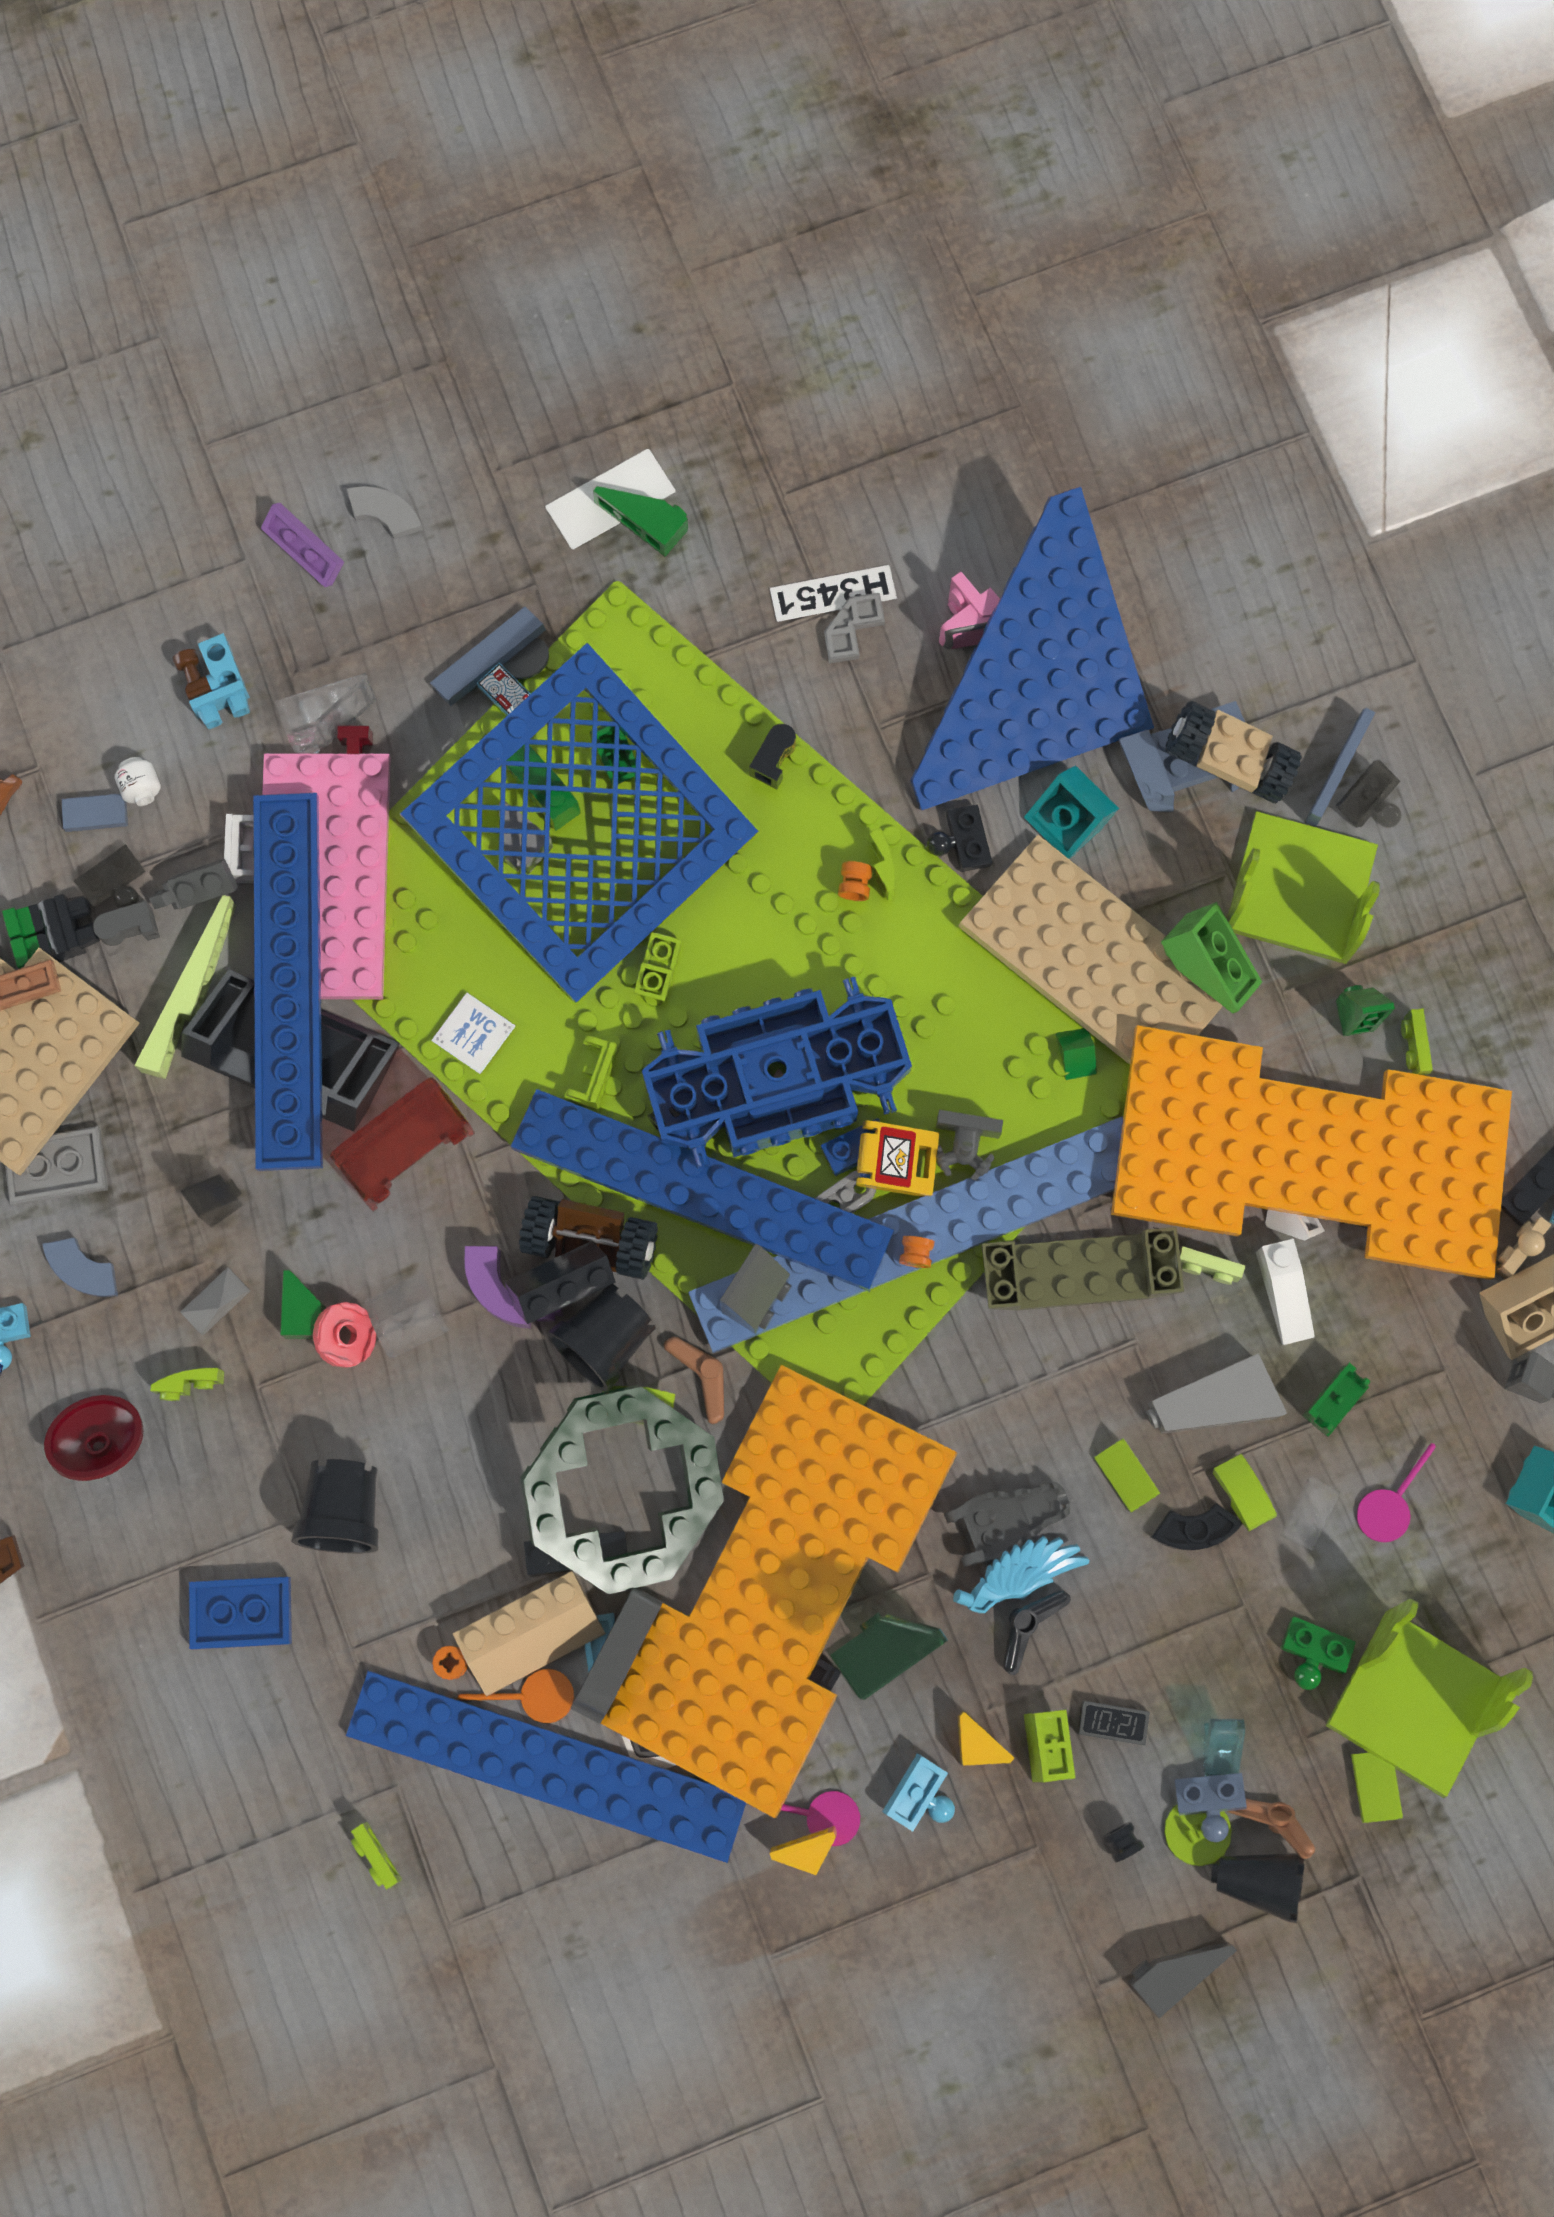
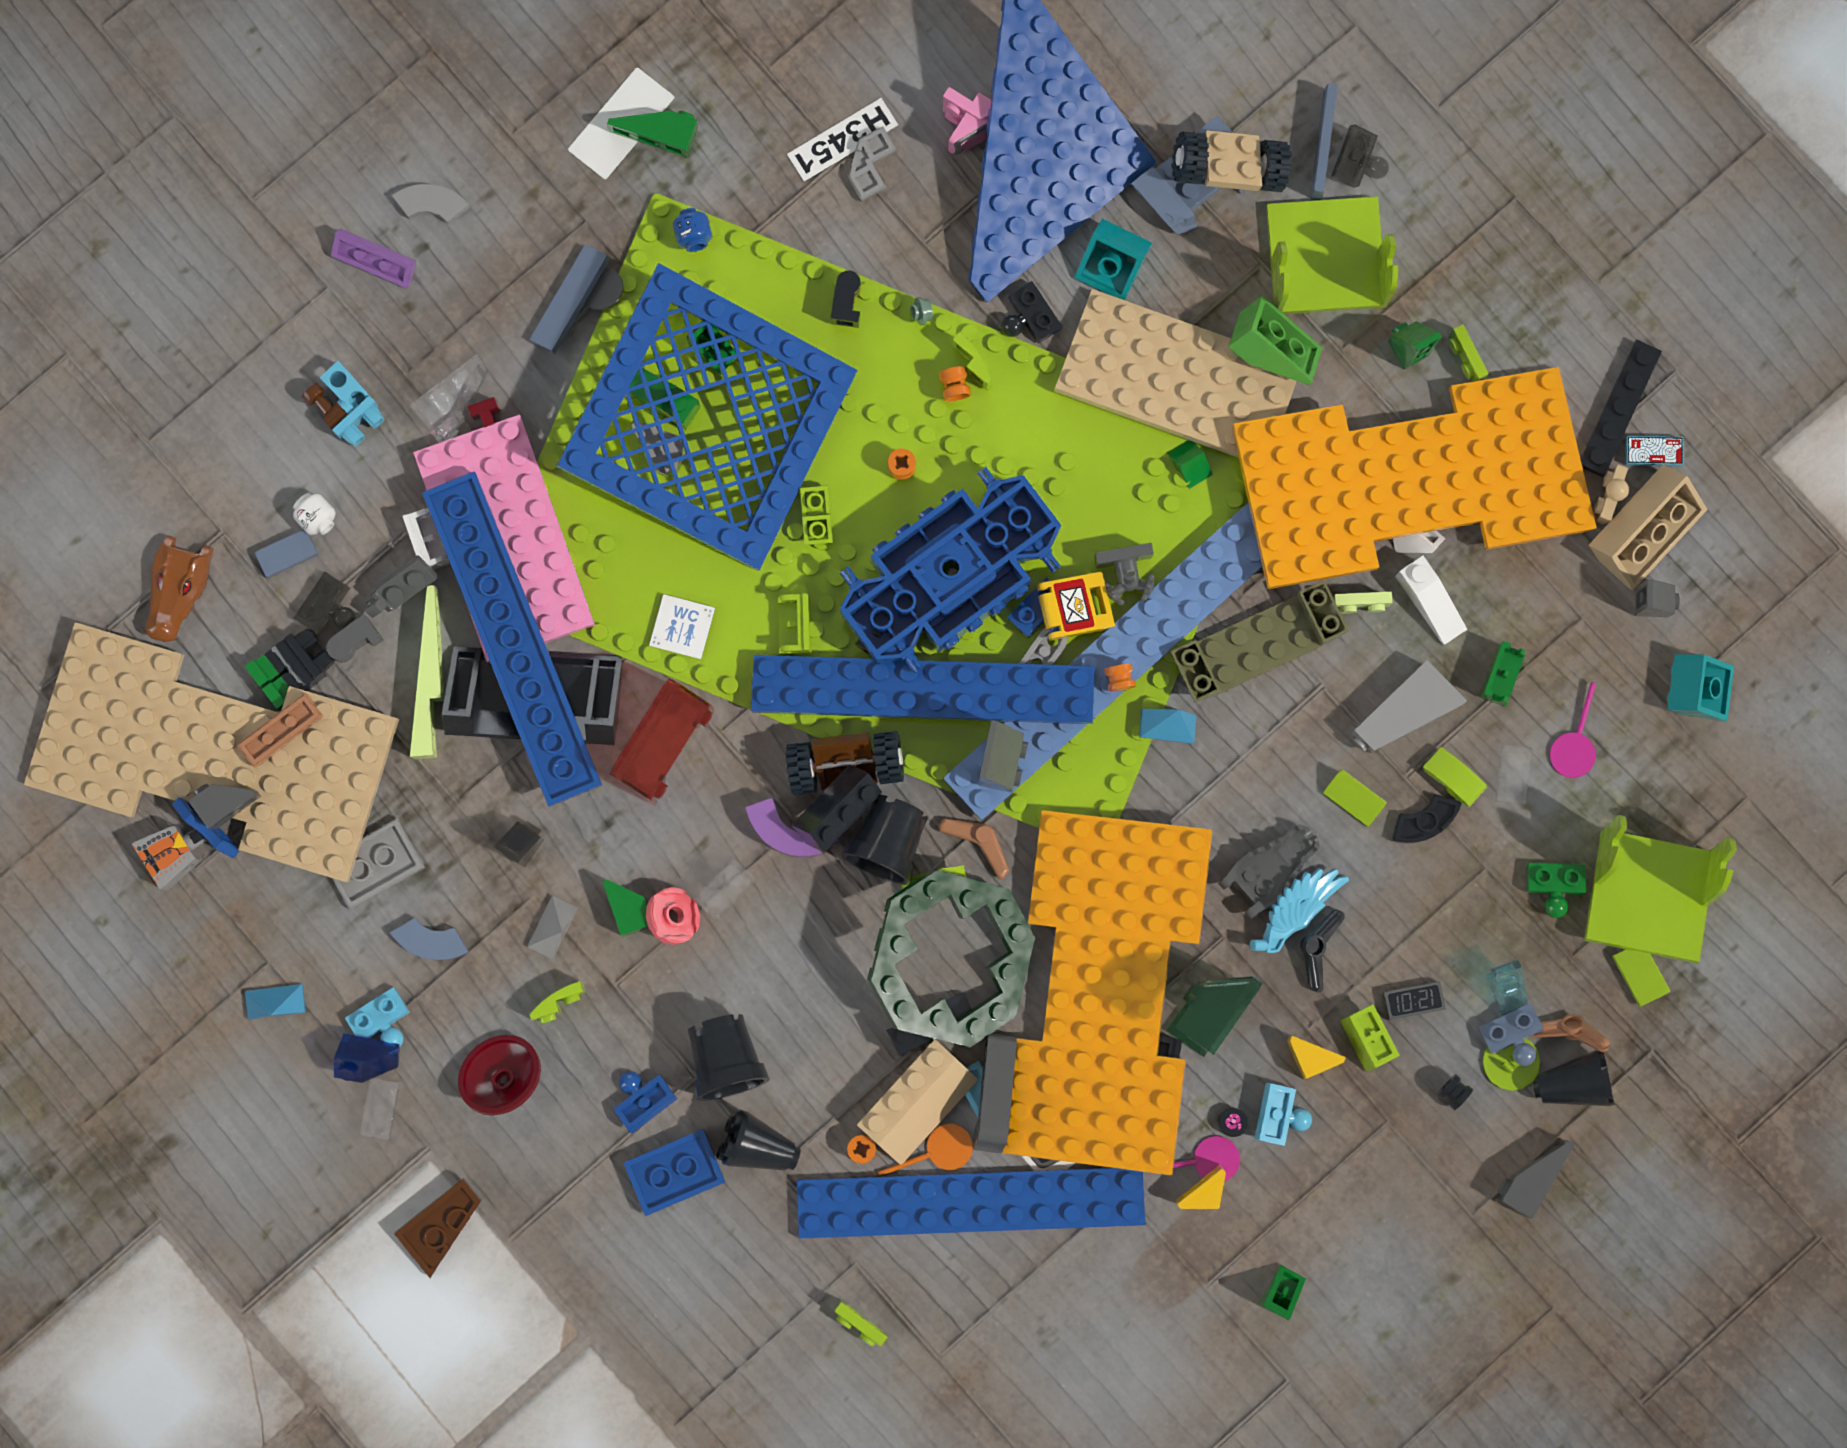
camera: 20 degrees left, 5 degrees up
(238, 1524) = (644, 1101): none -> blue plate
(338, 1616) = (756, 1145): none -> black cone
(502, 689) = (598, 325): tile -> none
(640, 628) = (692, 230): none -> blue head
(770, 951) = (902, 471): none -> orange wheel
(848, 793) = (921, 310): none -> sand green plate
(852, 1997) = (1283, 1292): none -> green slope
(865, 1784) = (1233, 1122): none -> black tile
(951, 1323) = (1167, 725): none -> dark azure slope

